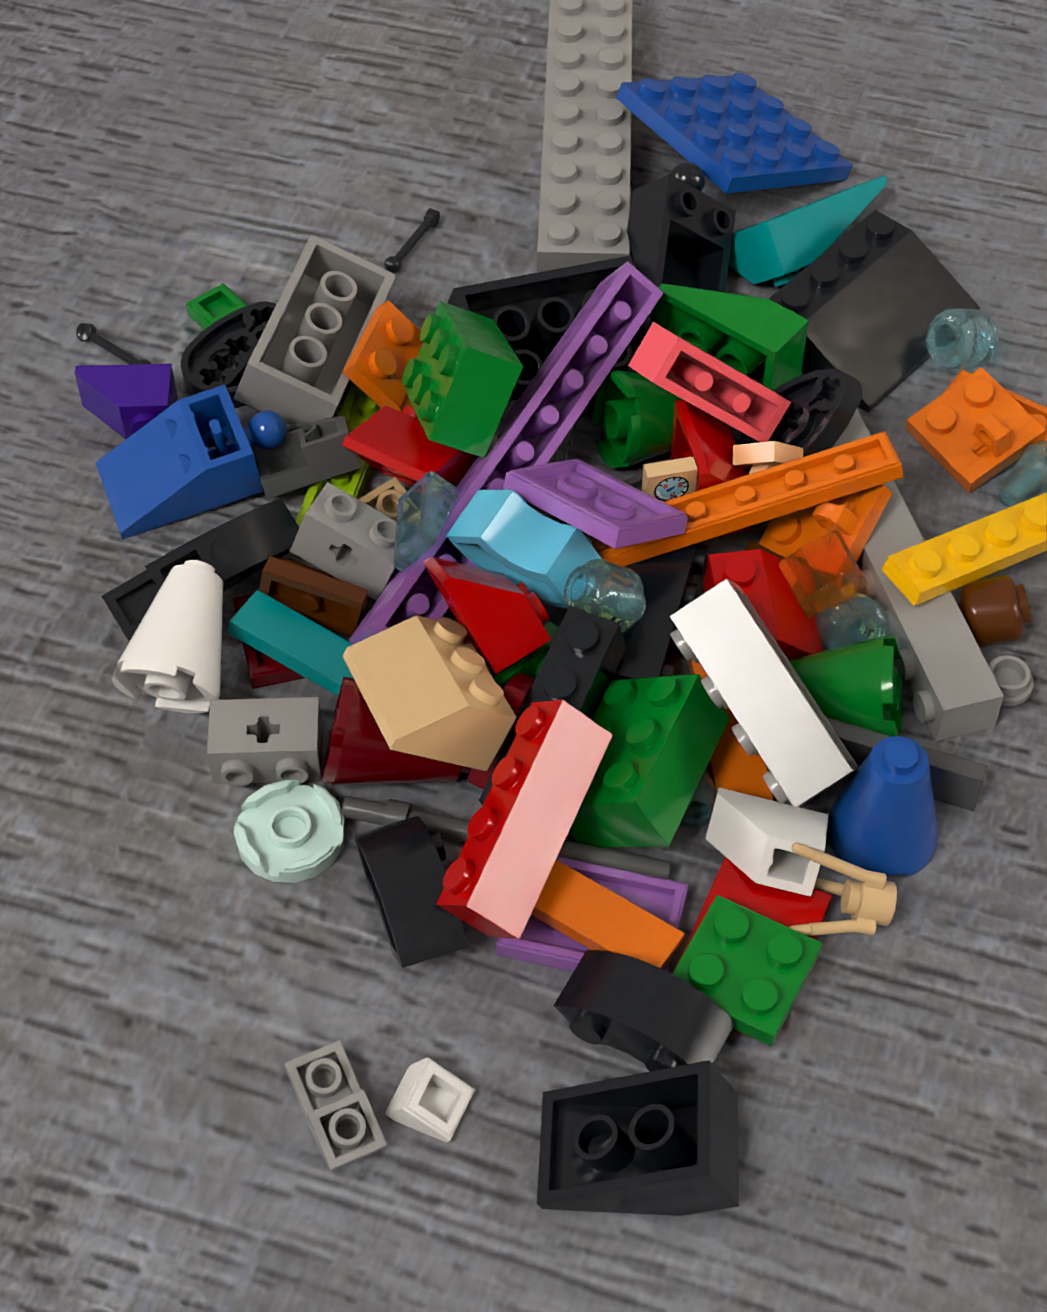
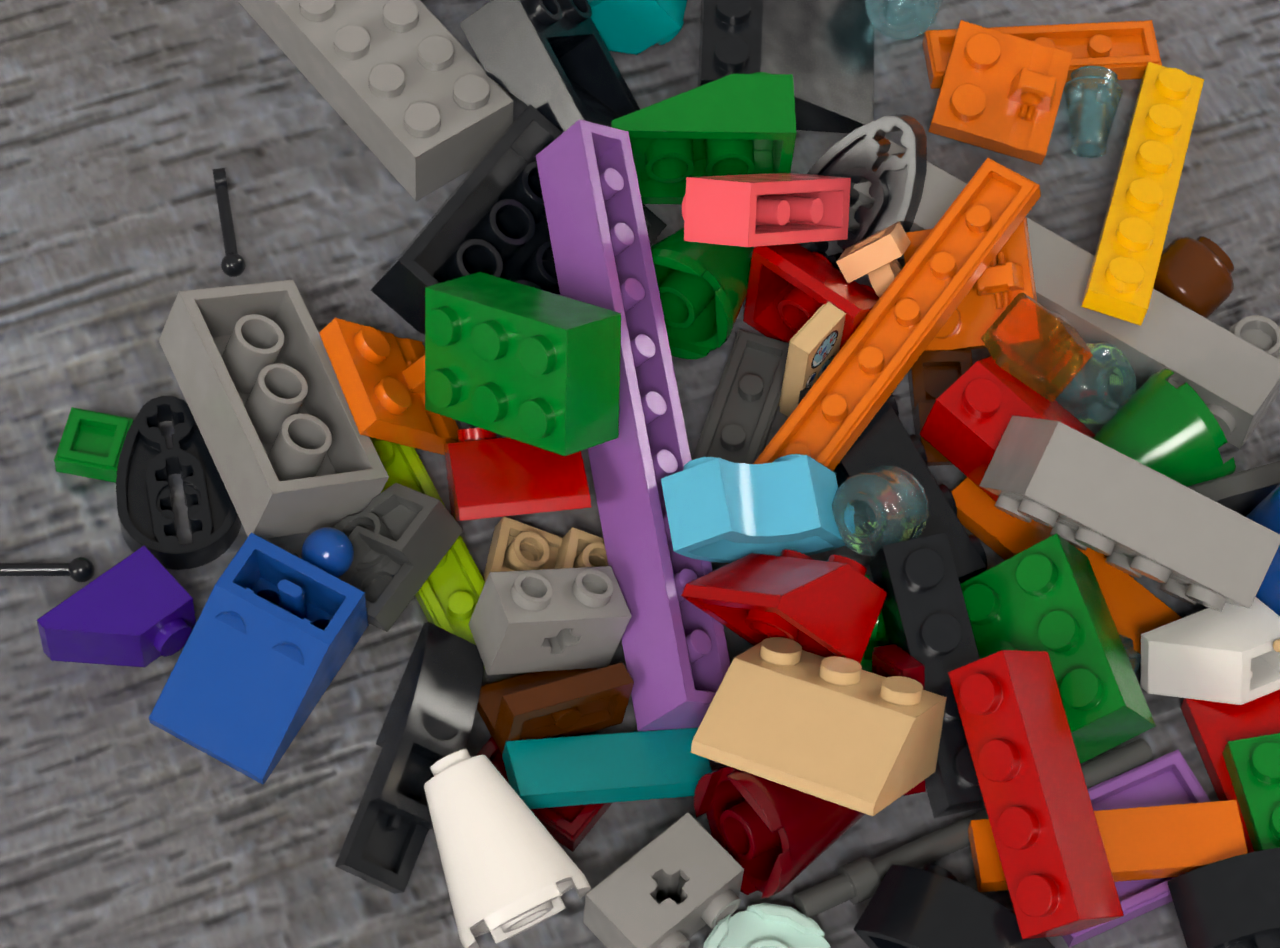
camera: 45 degrees left, 5 degrees up
(421, 517) = (592, 541): clear light blue slope -> none
(596, 502) = (783, 415): medium lavender tile -> none

